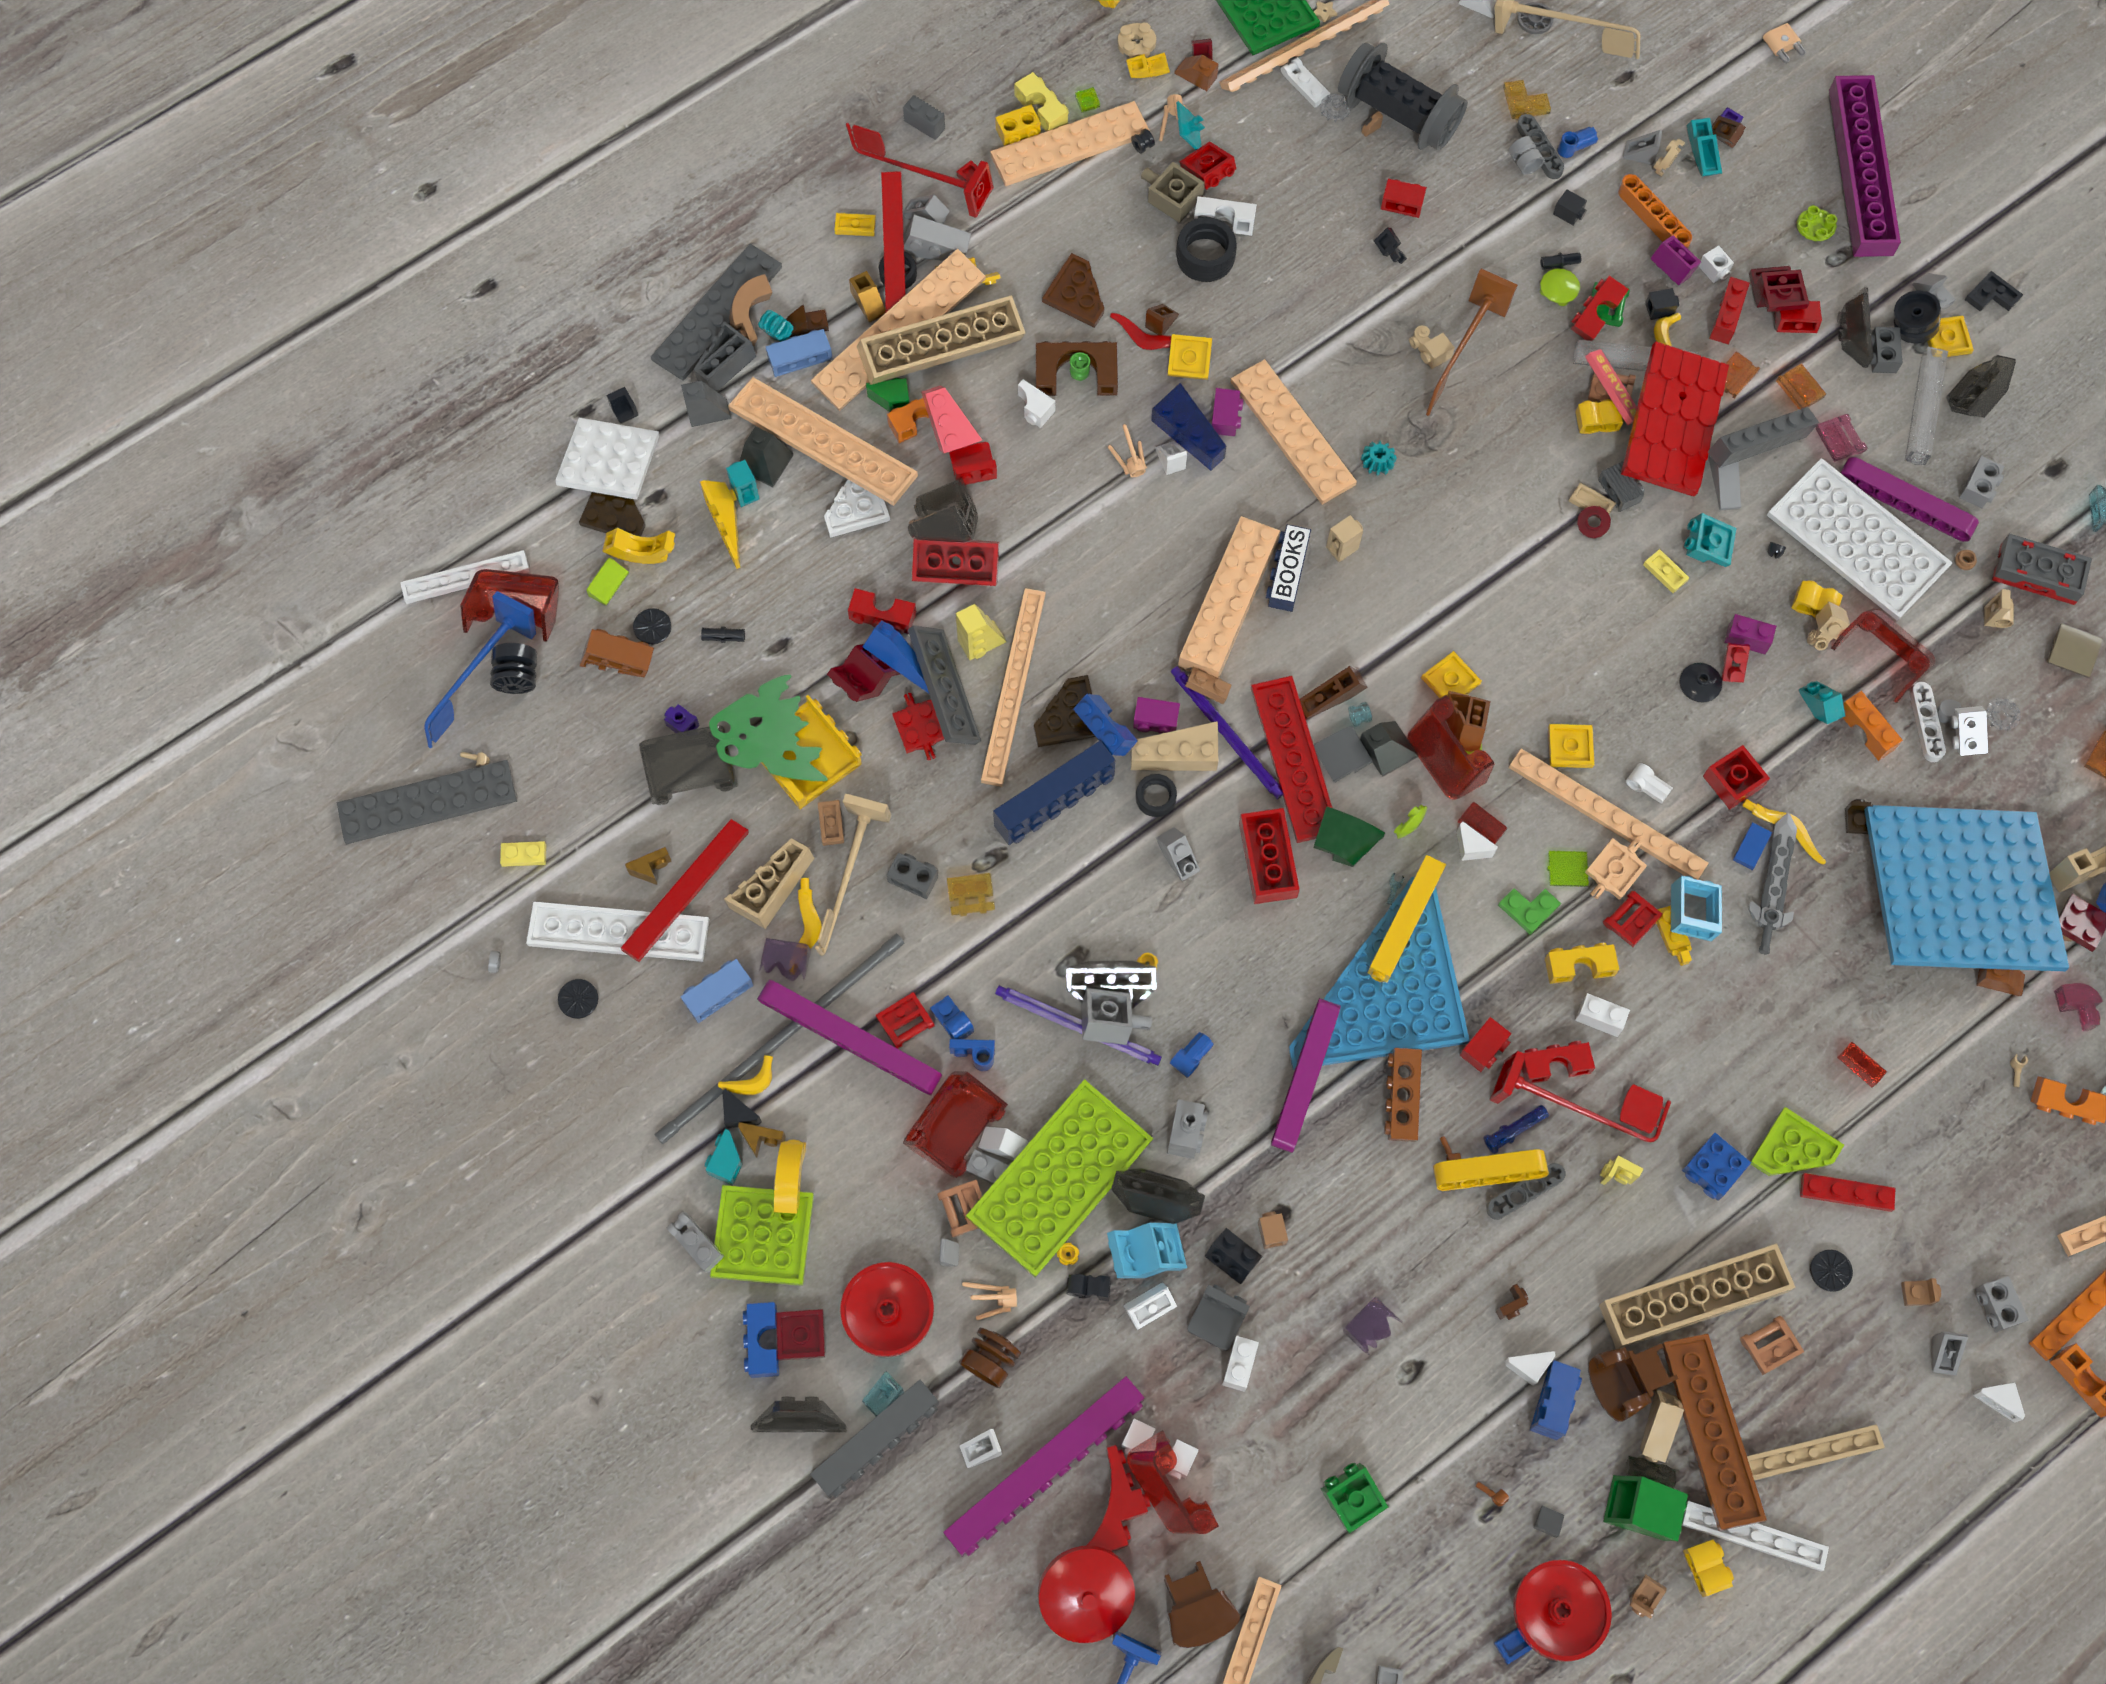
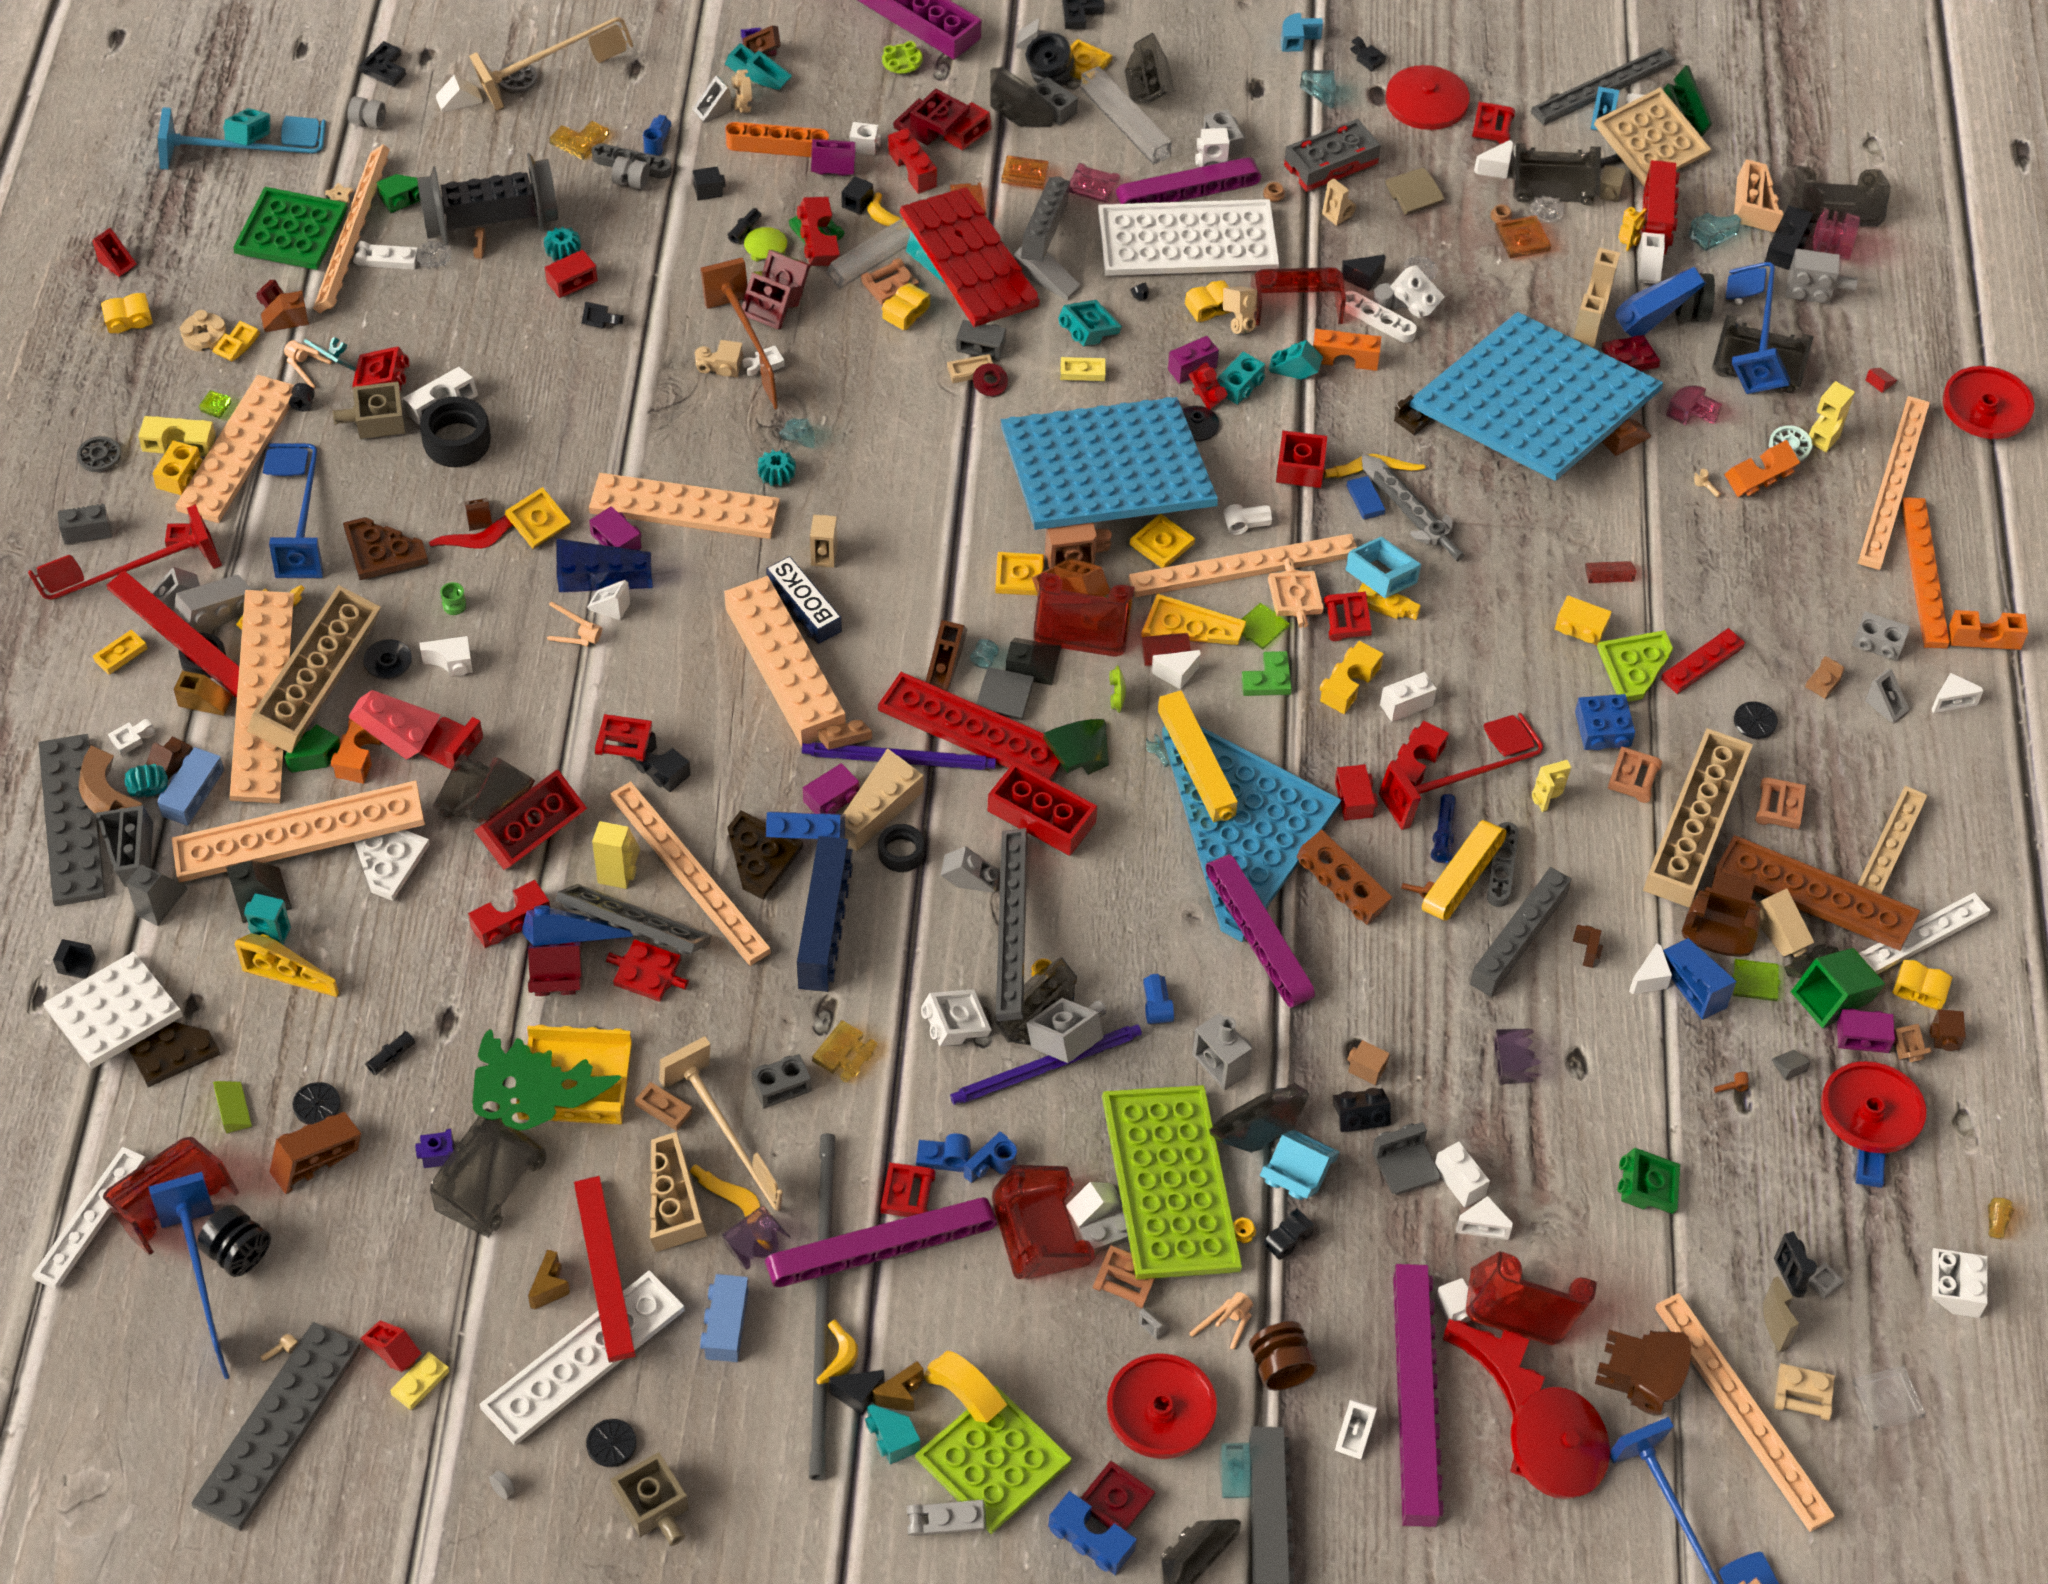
camera: 50 degrees left, 15 degrees down
(527, 817) = (392, 1345): none -> red arch
(555, 1055) = (651, 1498): none -> dark tan brick
(638, 549) = (239, 1049): yellow arch -> none
(800, 286) = (128, 737): none -> white plate
(986, 75) = (98, 454): none -> dark grey wheel
(994, 365) = (386, 652): none -> black dish
(1053, 355) = (419, 611): reddish brown arch -> none
(1058, 939) = (955, 1016): none -> white plate
(1072, 555) = (626, 731): none -> red plate
(1077, 572) = (665, 769): none -> black arch
(1084, 178) = (300, 554): none -> blue piece
(1150, 1305) = (1346, 1205): white slope -> none
(1155, 915) = (1012, 925): none -> dark grey plate
(1219, 1406) = (1485, 1220): none -> white slope
(1358, 35) = (398, 192): none -> green slope
(1378, 1645) = (1790, 1258): none -> black plate
(1422, 445) = (800, 430): none -> clear light blue plate
(1424, 170) = (561, 243): none -> teal gear
(1461, 374) = (773, 356): none -> white plate
(1478, 1248) = (1520, 931): none -> dark grey brick
(1505, 693) = (1075, 542): none -> nougat hinge
(1516, 812) = (1201, 624): none -> yellow wing
(1522, 326) = (775, 289): none -> dark red bracket
(1594, 657) = (1107, 463): none -> dark azure plate
(1599, 1443) = (1756, 979): none -> clear neon green piece
(1612, 385) = (895, 274): coral tile -> none
(1627, 1555) = (1865, 1031): none -> magenta brick
(1684, 1616) = (1948, 1030): none -> reddish brown brick
(1691, 1214) = (1627, 770): none -> nougat plate
(1767, 674) = (1242, 377): none -> teal brick
(1791, 1081) = (1582, 620): none -> yellow brick
(1954, 486) = (1212, 147): none -> white brick
(1958, 679) = (1363, 271): none -> black slope

